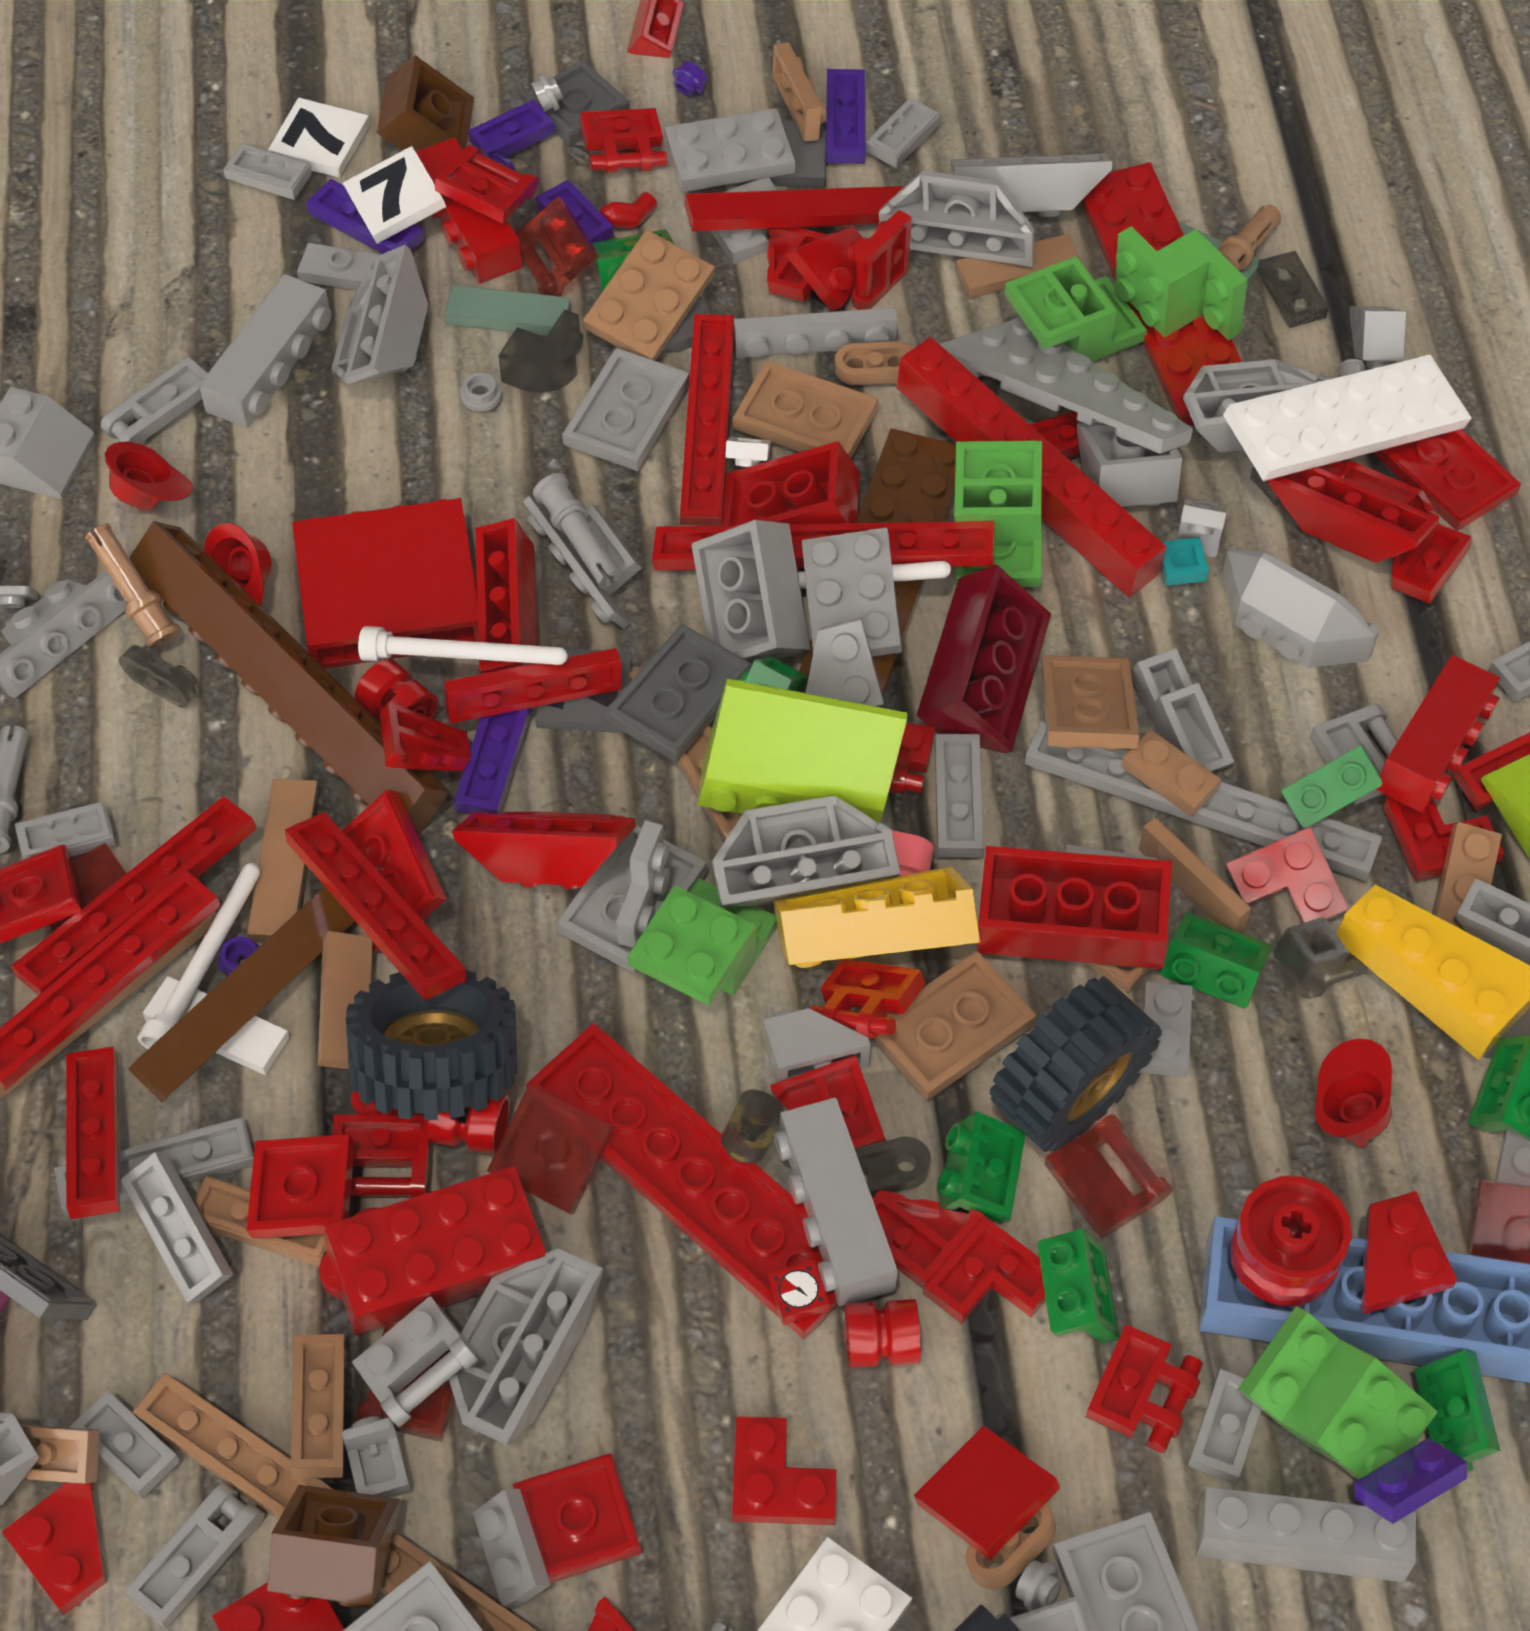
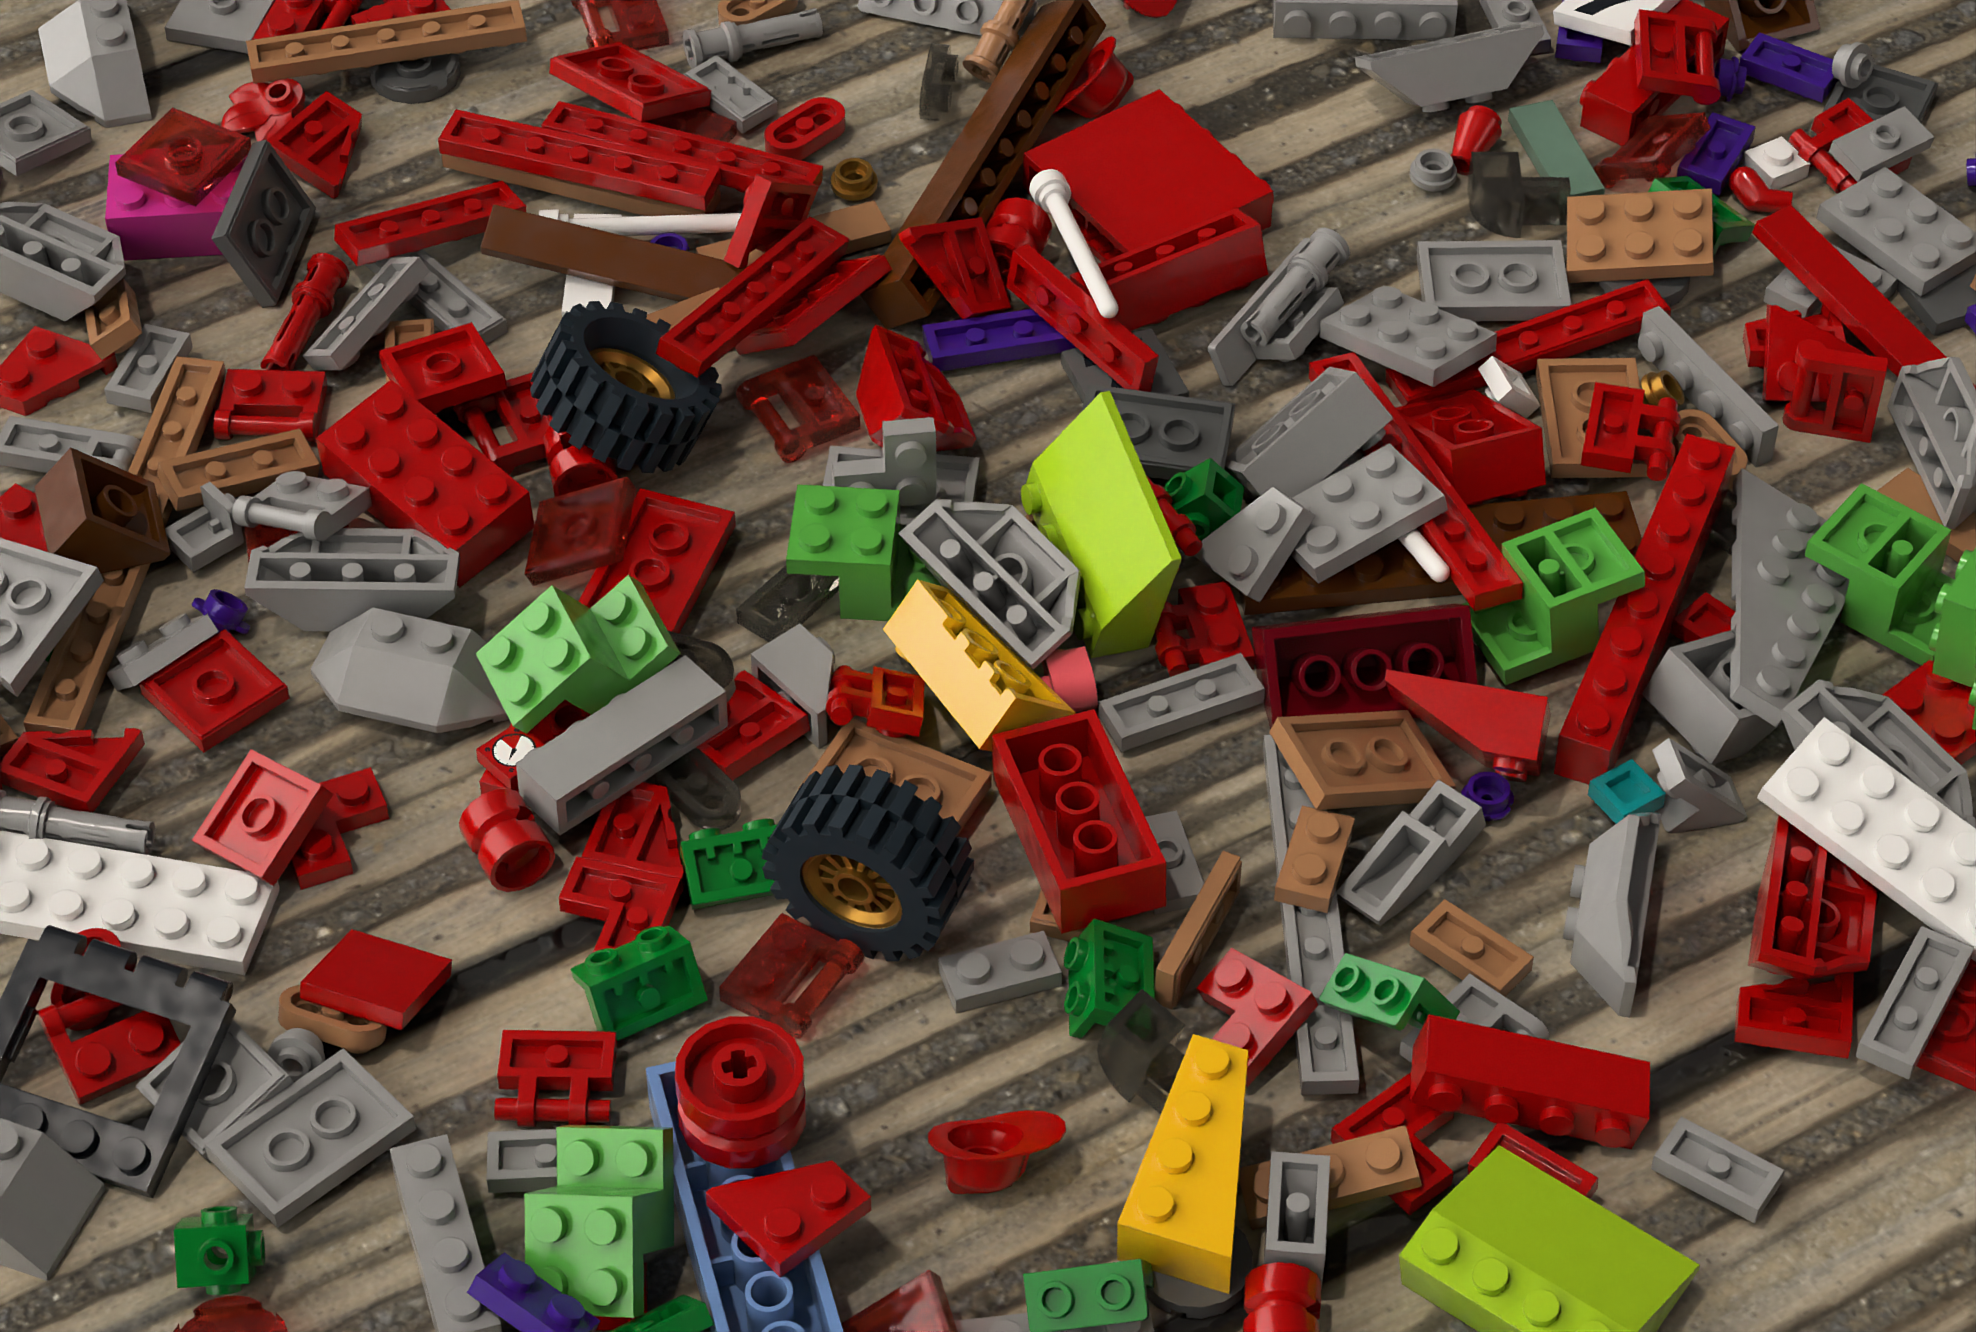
camera: 65 degrees right, 10 degrees down
(122, 1270) = (311, 302): none -> red pin
(152, 798) = (806, 128): none -> red plate
(220, 1347) = (270, 403): none -> red plate
(232, 775) = (854, 179): none -> pearl gold plate
(269, 843) = (769, 213): none -> red wing
(463, 349) = (1475, 132): none -> red cone
(485, 1479) = (224, 611): none -> dark purple plate
(490, 916) = (811, 398): none -> clear red plate
(602, 187) = (1776, 163): none -> white plate
(641, 117) = (1881, 143): none -> light grey plate
(643, 1350) = (407, 672): none -> light grey wedge
(665, 484) = (1408, 335): none -> light grey plate
(708, 1028) = (785, 602): none -> clear smoke plate
(734, 1195) = (576, 652): none -> bright green bracket
(770, 1523) = (262, 817): none -> plate
(806, 361) = (1660, 386): none -> pearl gold plate
(846, 403) = (1613, 430): none -> red plate
(1106, 602) = (1490, 724): none -> red slope
(1144, 636) = (1491, 793): none -> dark purple plate
(1284, 718) = (1470, 947): none -> medium nougat plate
(1454, 485) = (1914, 1002): none -> light grey plate

